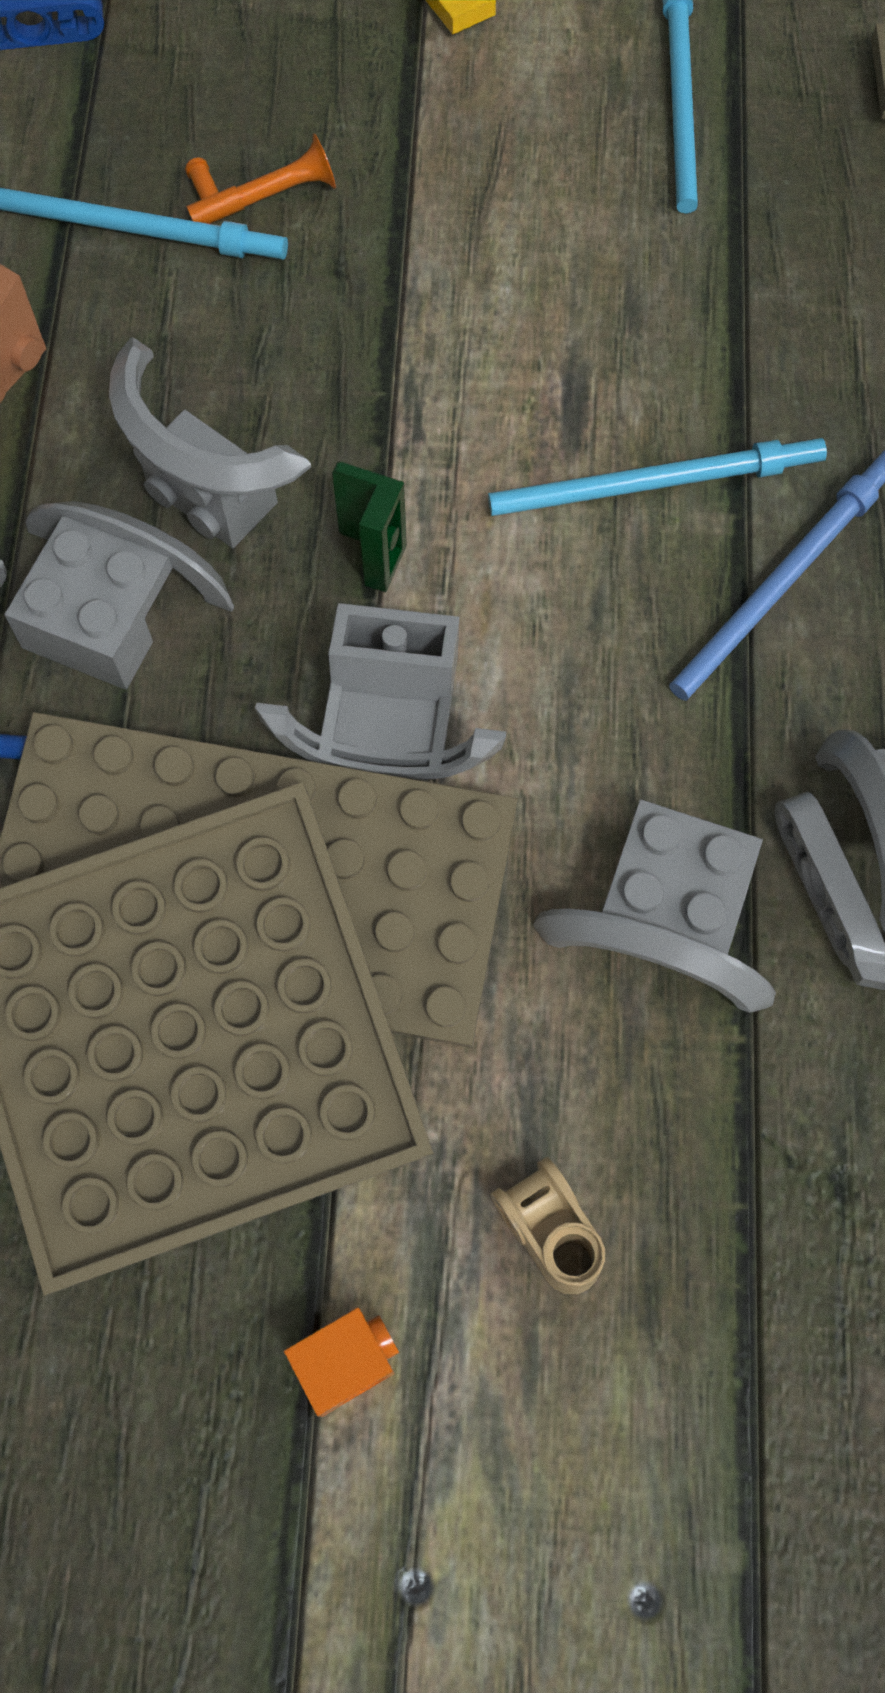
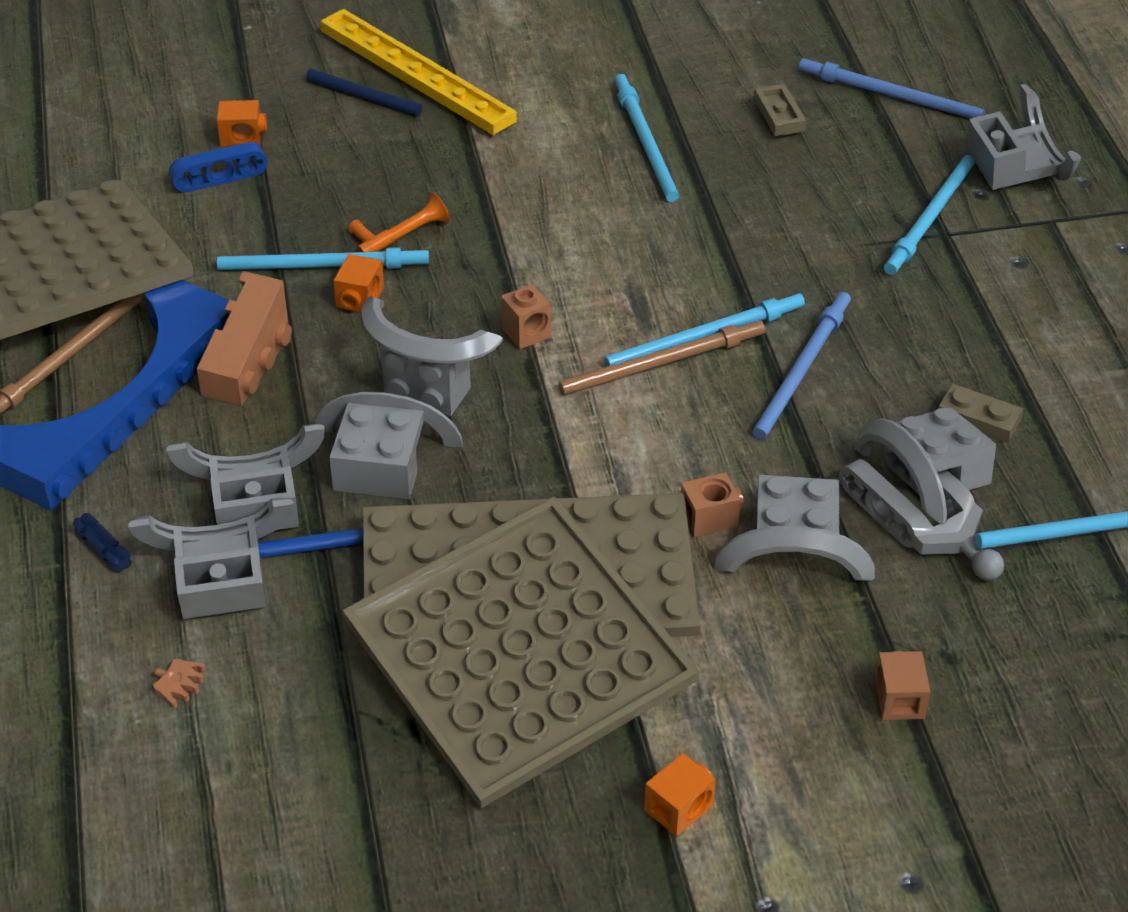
camera: 15 degrees left, 25 degrees down
(163, 280) = (356, 281): none -> orange brick
(373, 512) = (540, 372): dark green panel -> none
(388, 698) = (584, 457): light grey piece -> none
(389, 396) = (526, 316): none -> nougat brick
(544, 840) = (712, 504): none -> nougat brick
(550, 1223) = (786, 705): tan piece -> none
(686, 497) = (726, 337): none -> medium nougat bar
(745, 1239) = (902, 685): none -> nougat brick

